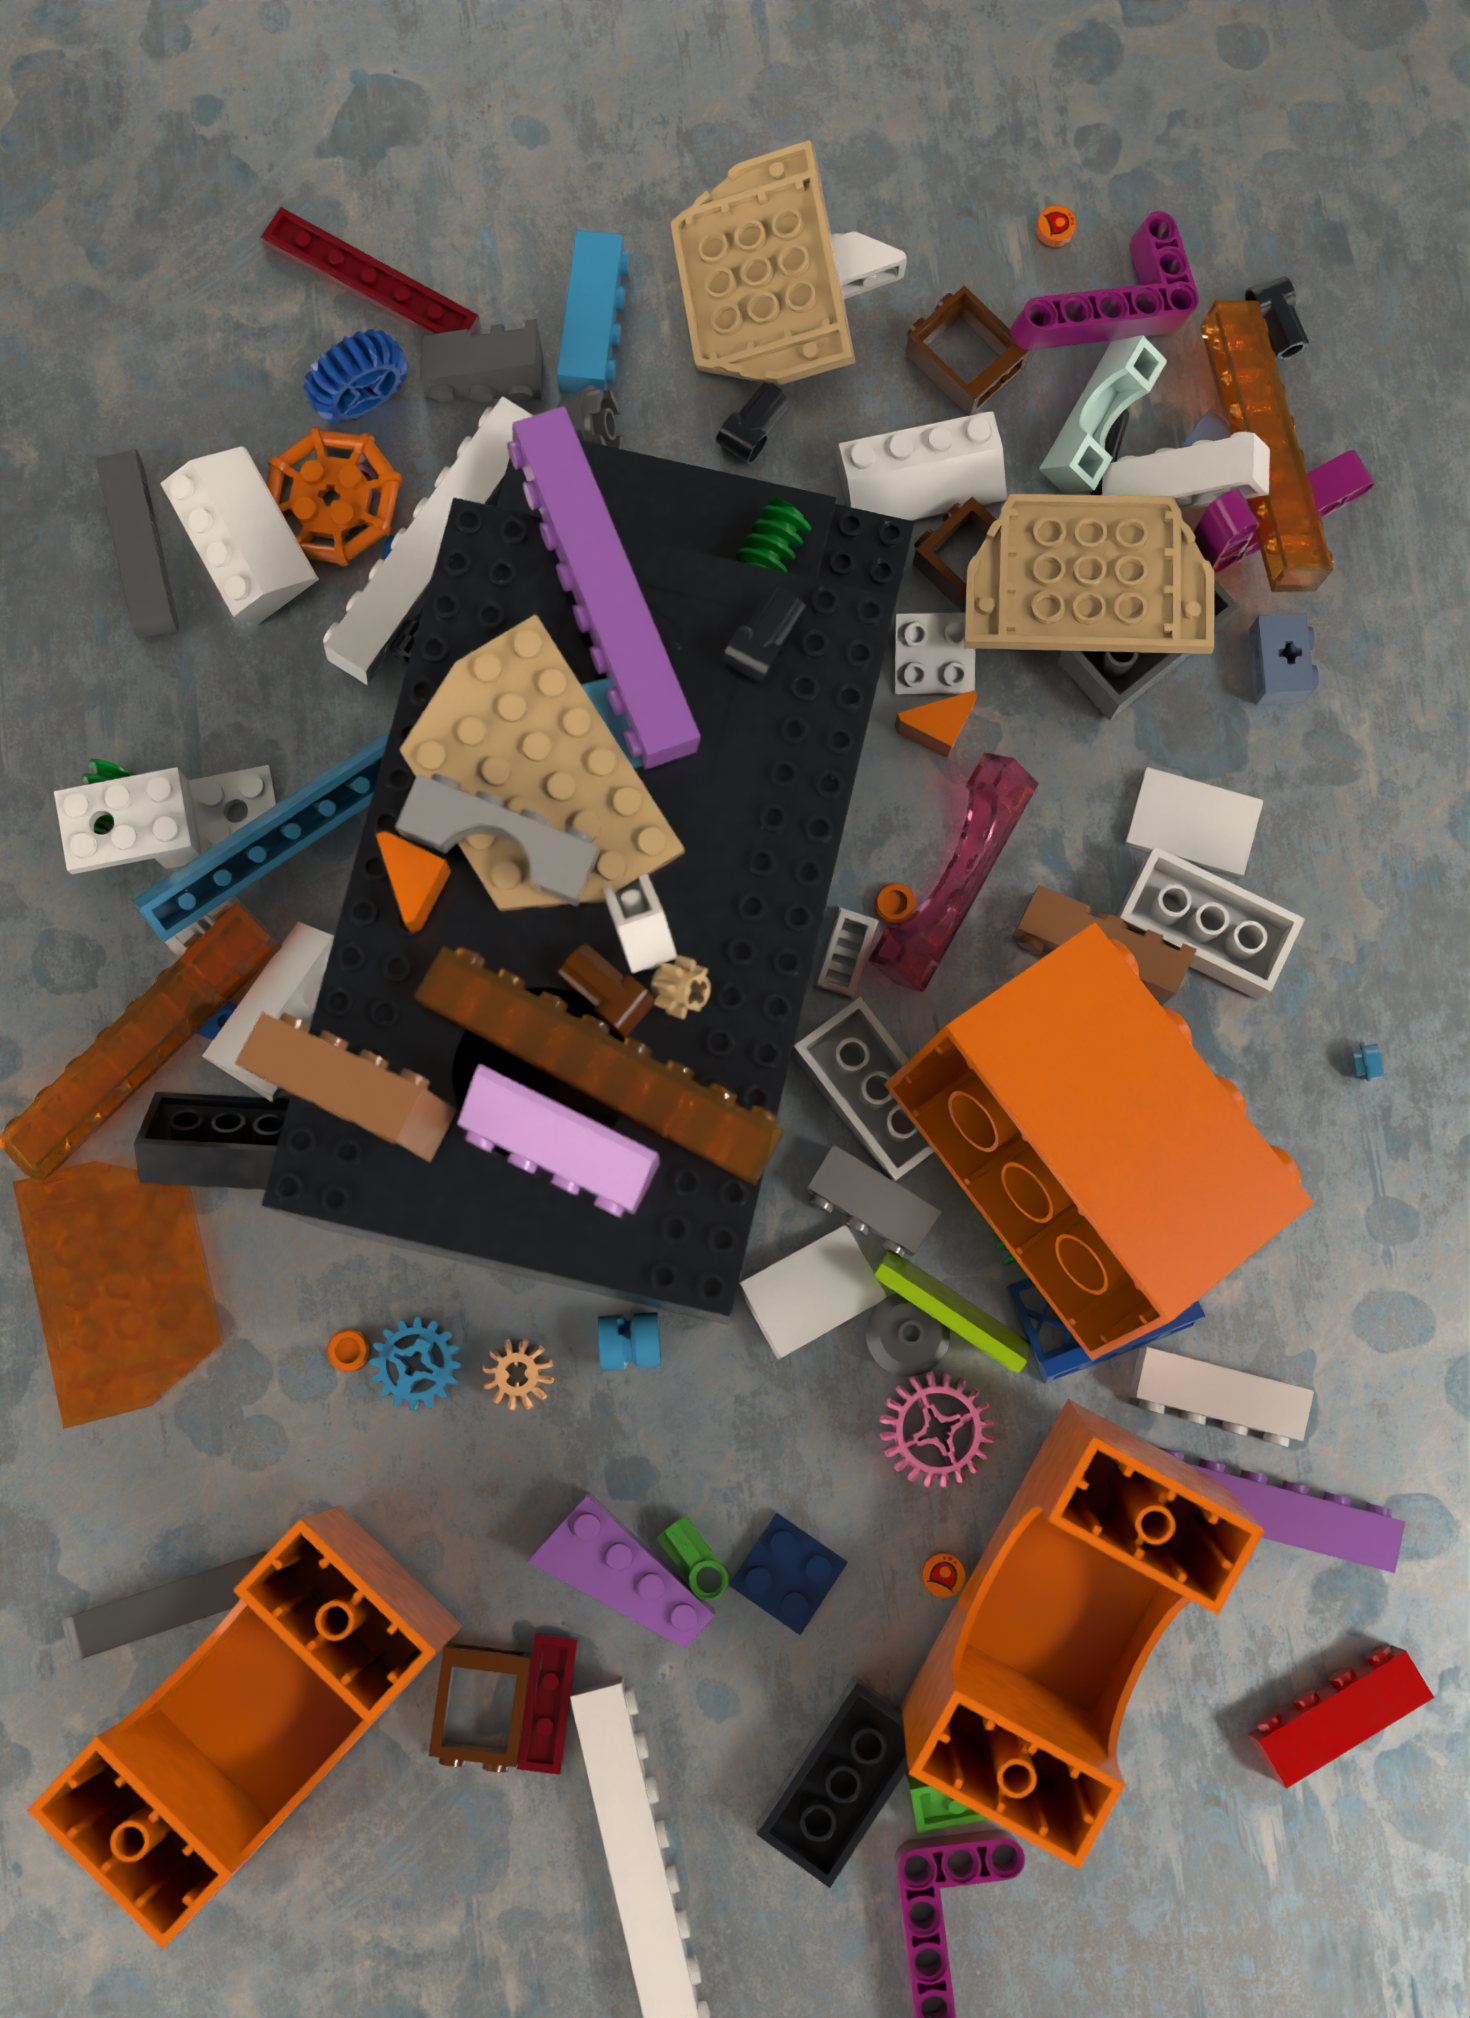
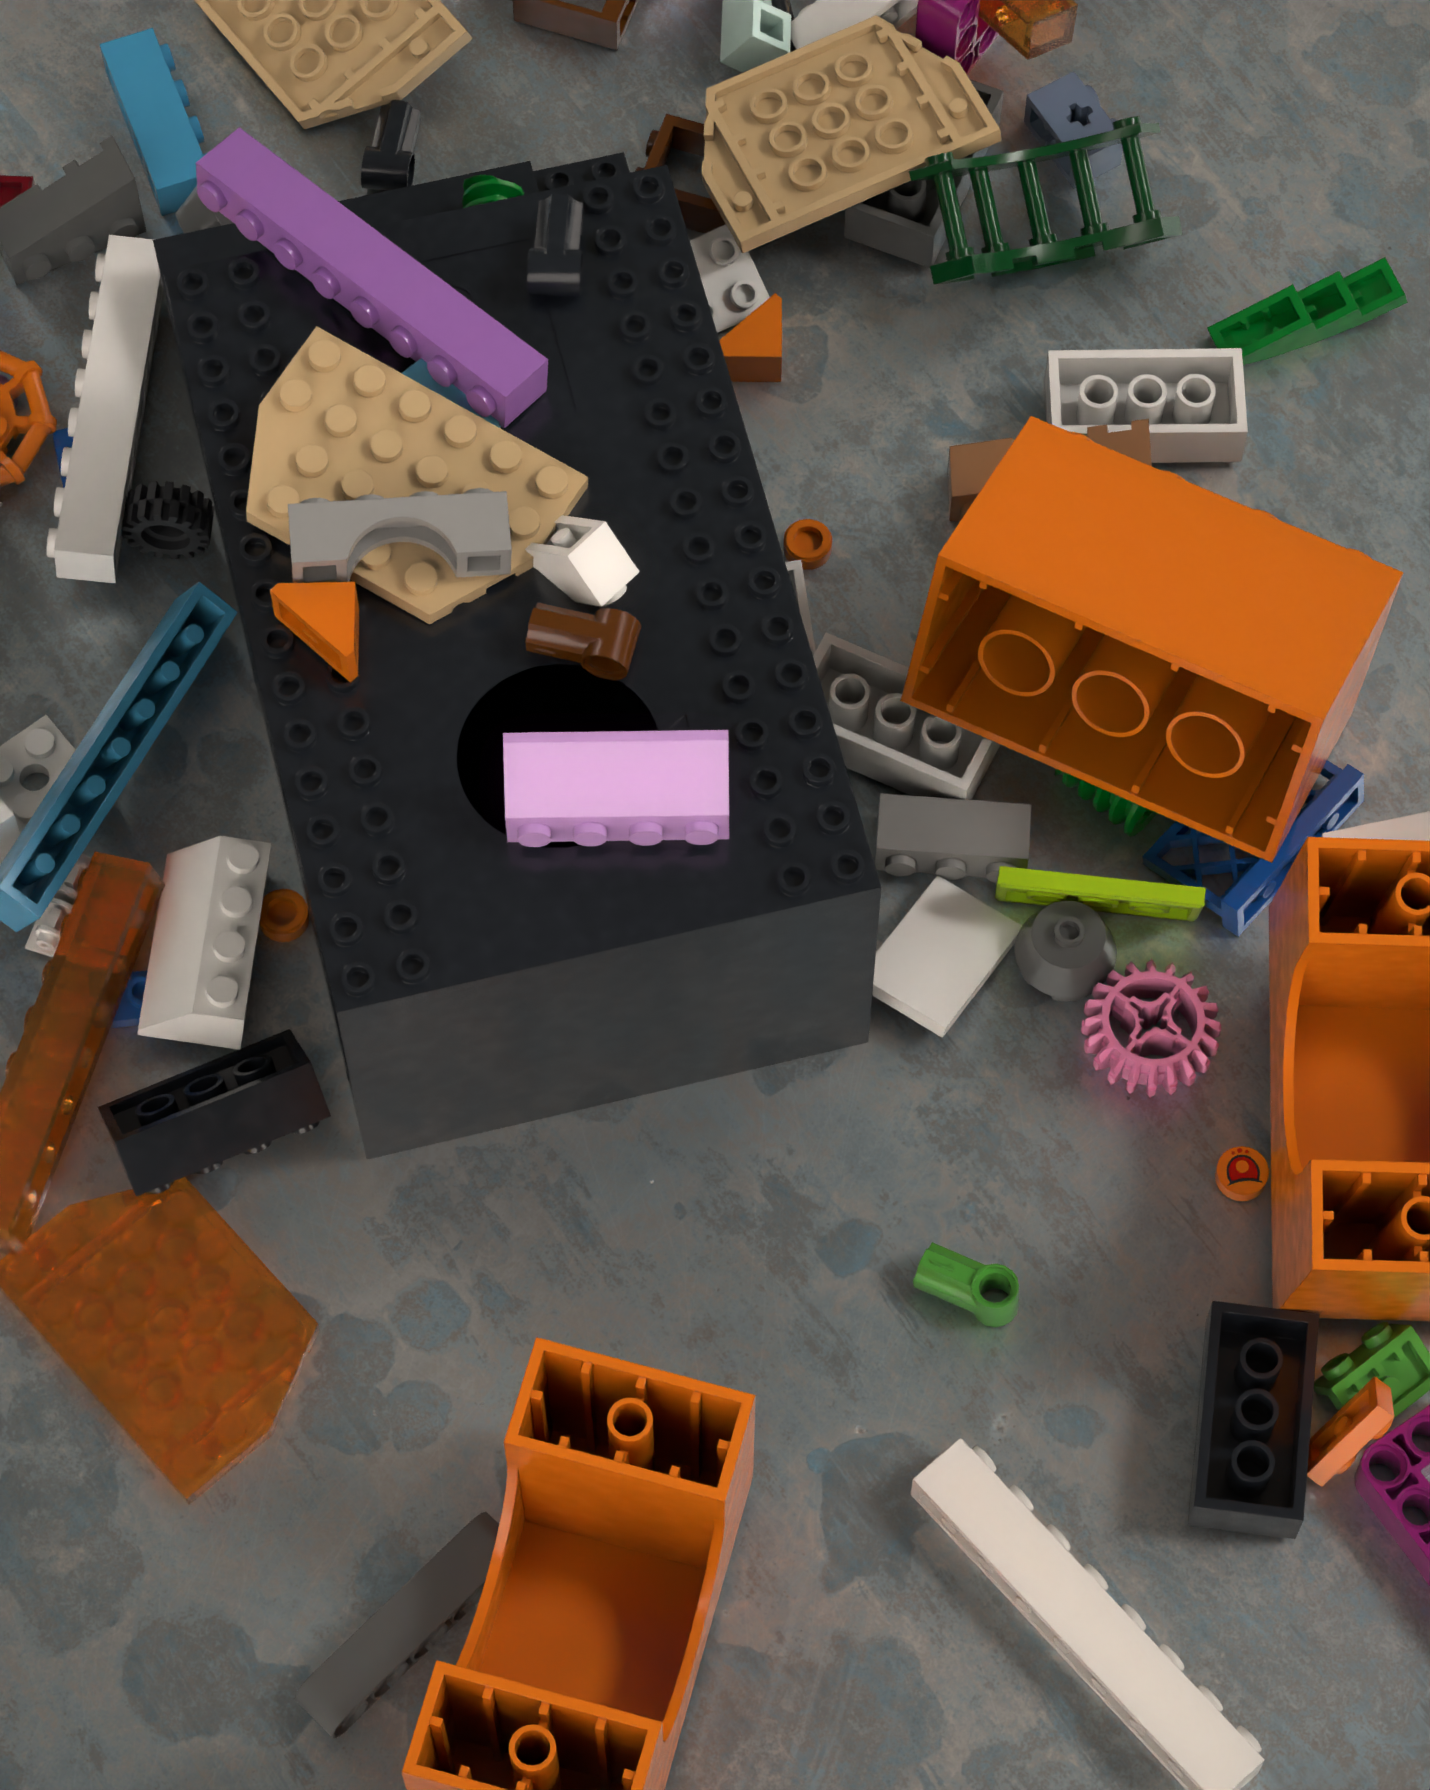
camera: 25 degrees left, 15 degrees down
(347, 1084) = (369, 836): medium nougat wedge -> none
(349, 1350) = (465, 1265): orange tile -> none
(408, 1382) = (572, 1234): dark azure gear -> none
(486, 1660) = (798, 1499): reddish brown window -> none
(504, 1375) = (669, 1172): light nougat gear -> none
(547, 1703) = (891, 1512): dark red plate -> none
(599, 1064) = (485, 698): clear orange brick -> none
(616, 1568) = (898, 1333): medium lavender wedge -> none
(629, 1341) = (769, 1099): dark azure wheel -> none
(680, 987) = (658, 598): tan gear -> none
(788, 1573) = (1076, 1254): dark blue plate -> none
(906, 1831) = (1349, 1430): none -> orange plate
(925, 468) = (601, 106): white slope -> none
(996, 802) = (859, 390): clear pink arch -> none
(1194, 822) = (1071, 315): white tile -> none
(1203, 751) = (1044, 246): none -> dark green fence
(1368, 1061) = (1386, 465): dark azure plate -> none
(1377, 904) = (1310, 315): none -> green slope

